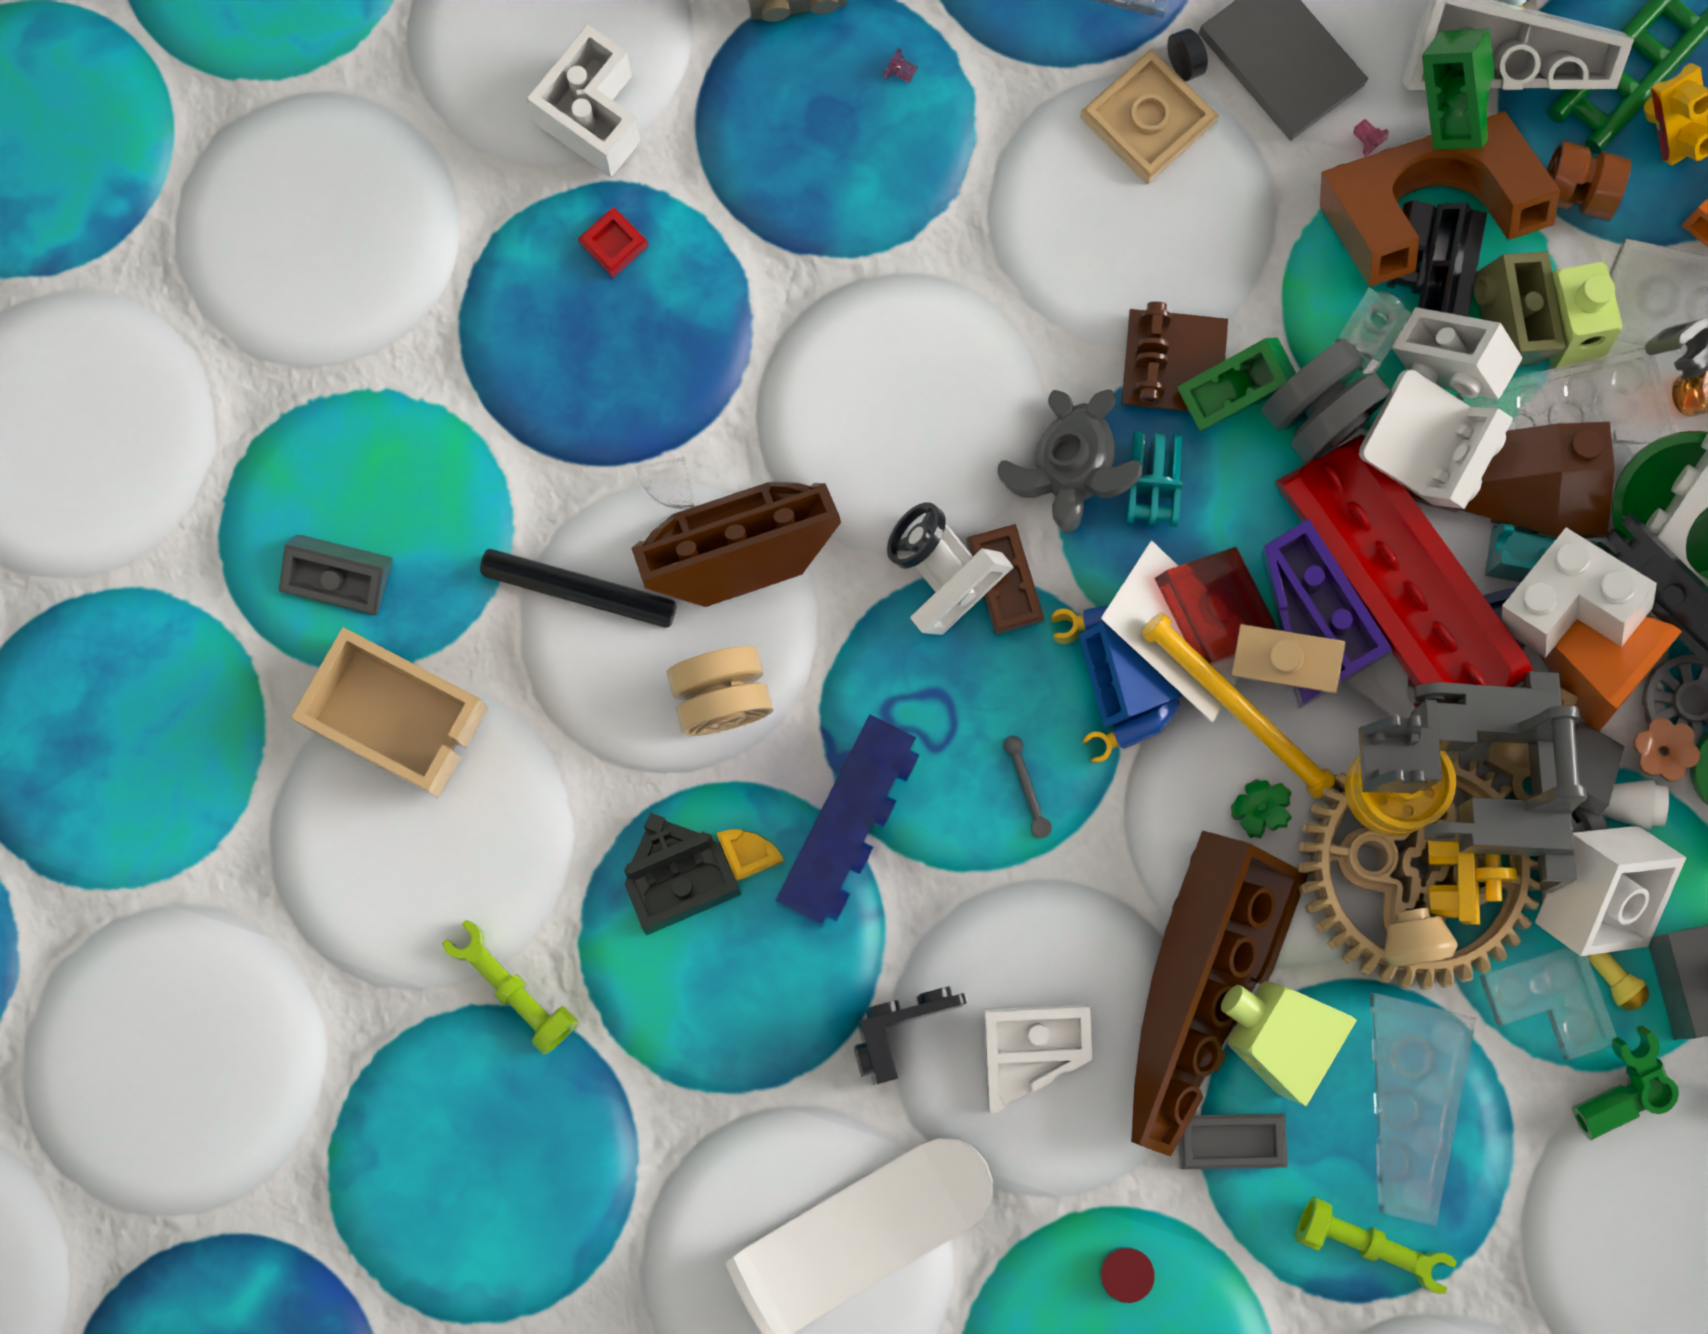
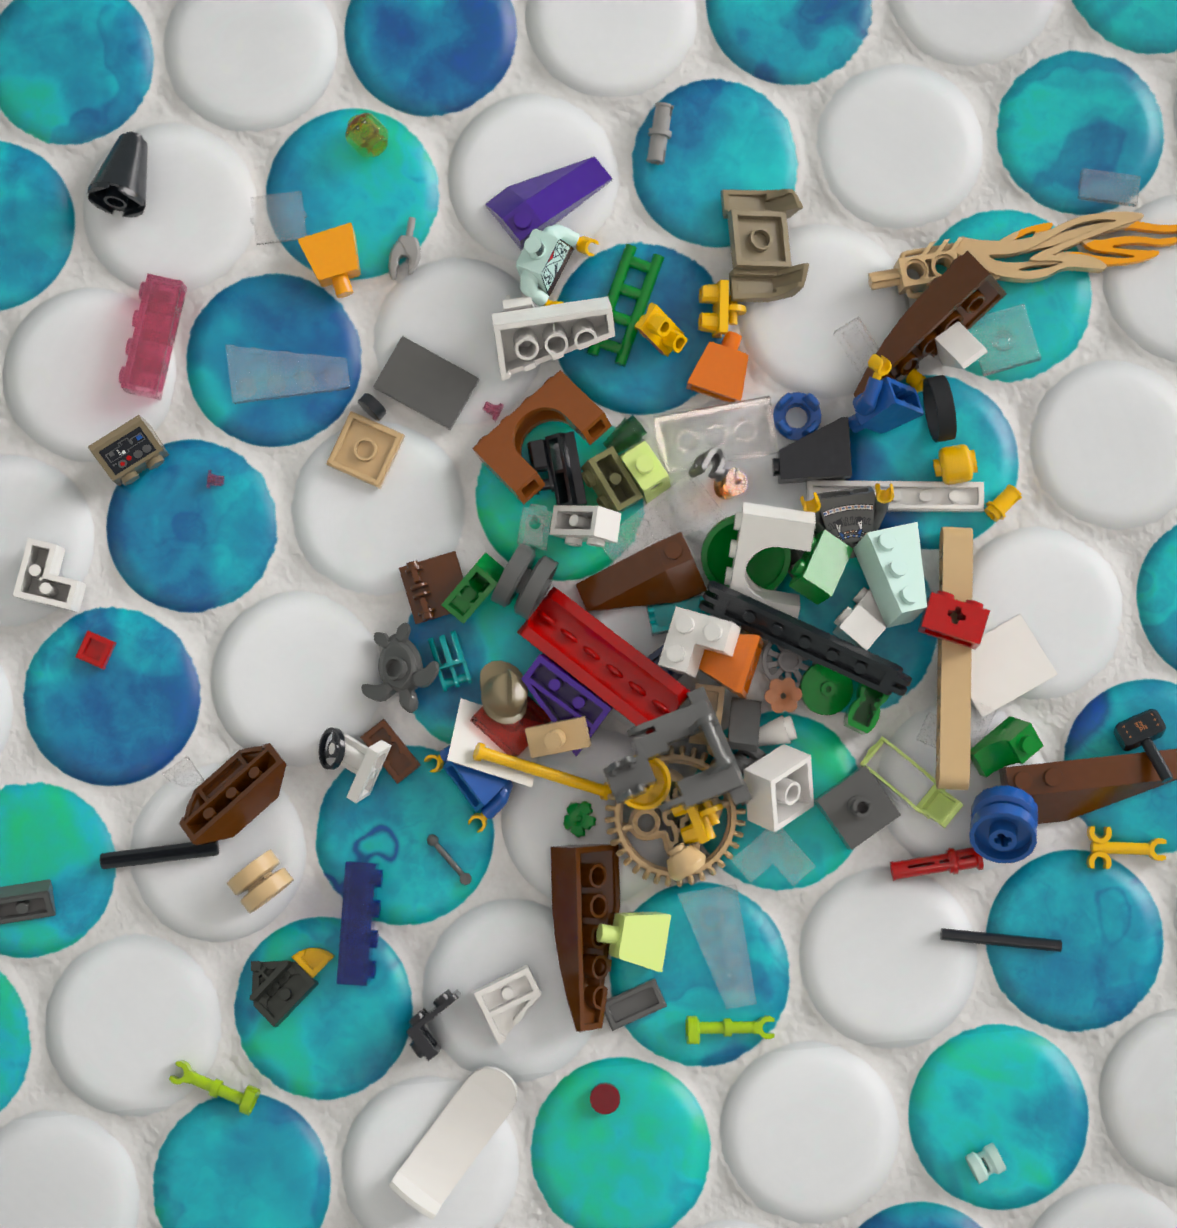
camera: 20 degrees left, 5 degrees up
(389, 712) = (86, 969): tan piece -> none
(1223, 560) = (503, 692): none -> dark tan piece
(1434, 441) = (589, 580): white bracket -> none
(1457, 87) = (524, 374): green arch -> none
(1571, 247) = (626, 434): none -> clear green cone
(1589, 181) = (620, 390): dark orange wheel -> none
(1627, 990) = (812, 834): light yellow piece -> none
(1646, 1089) = (840, 885): green bar -> none

